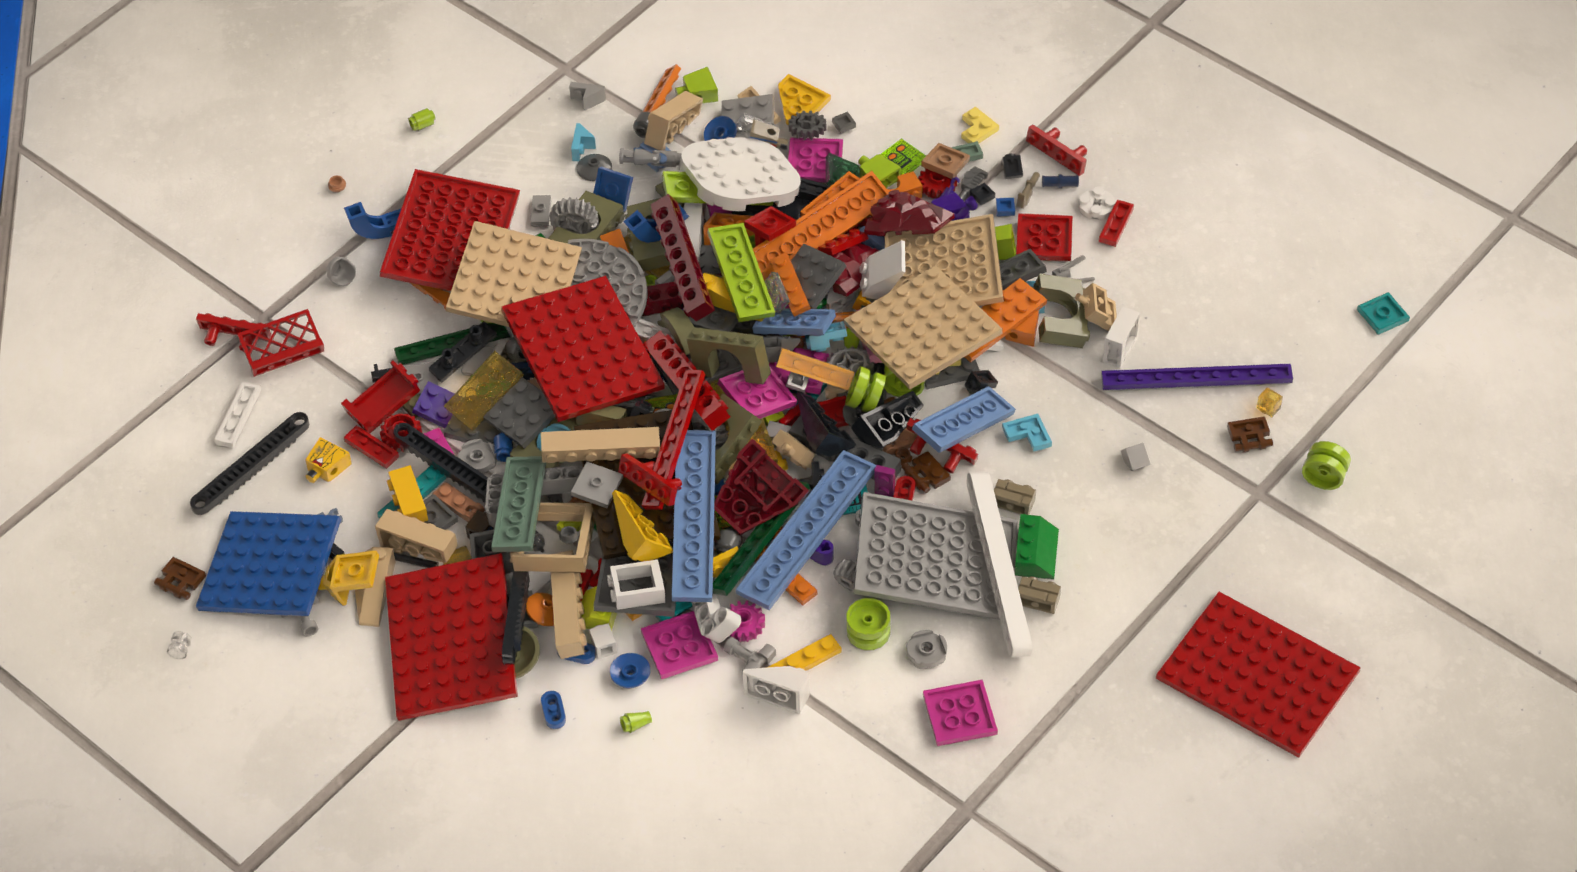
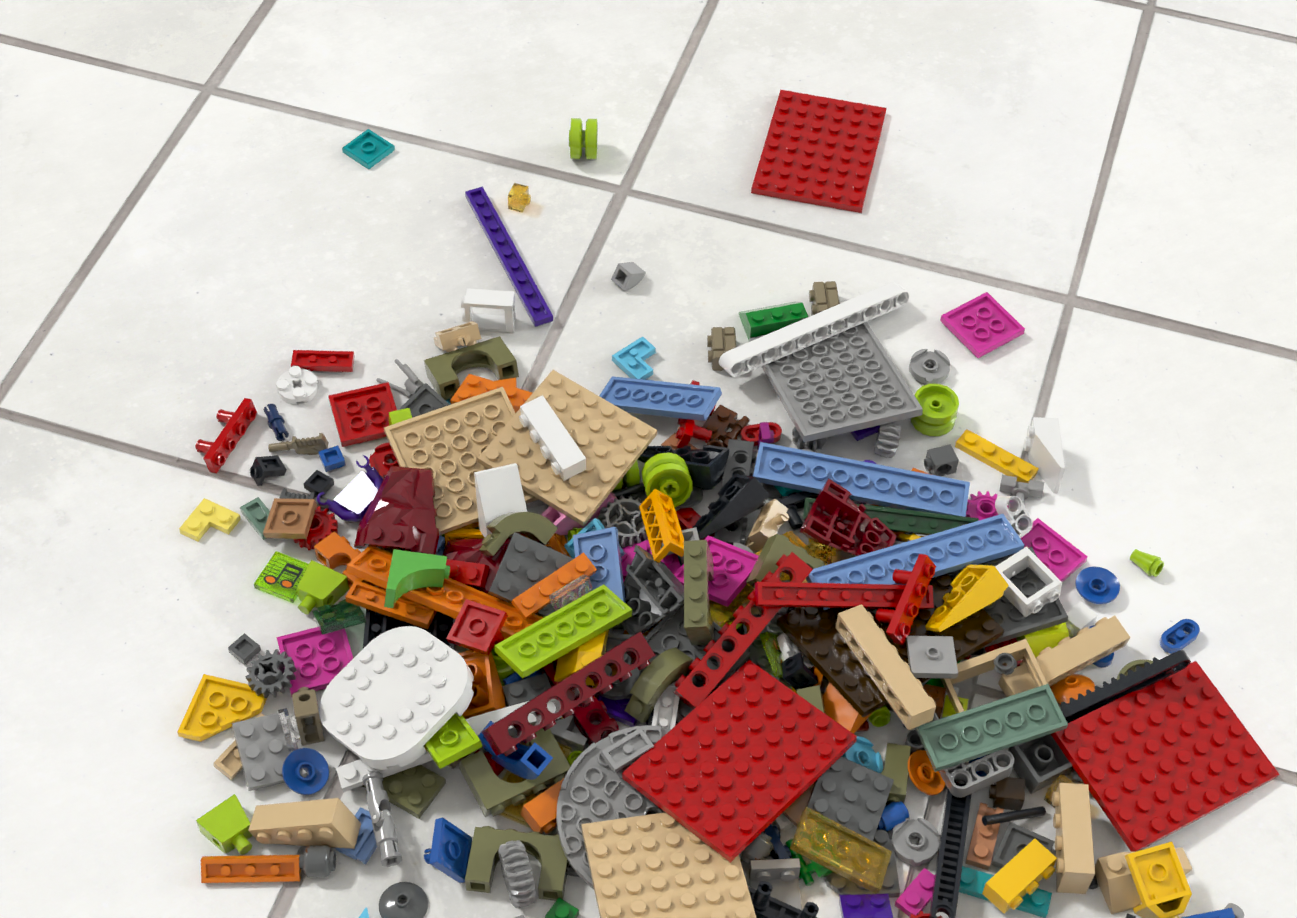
camera: 115 degrees left, 0 degrees up
(460, 518) = (1013, 815): none -> black bar
(623, 285) = (626, 750): none -> light grey plate
(812, 611) = (941, 461): none -> dark grey brick
(842, 196) = (414, 571): none -> bright green arch
(857, 275) = (531, 524): none -> olive arch
(923, 305) = (553, 438): none -> white brick
(1249, 429) = (558, 208): reddish brown plate -> none

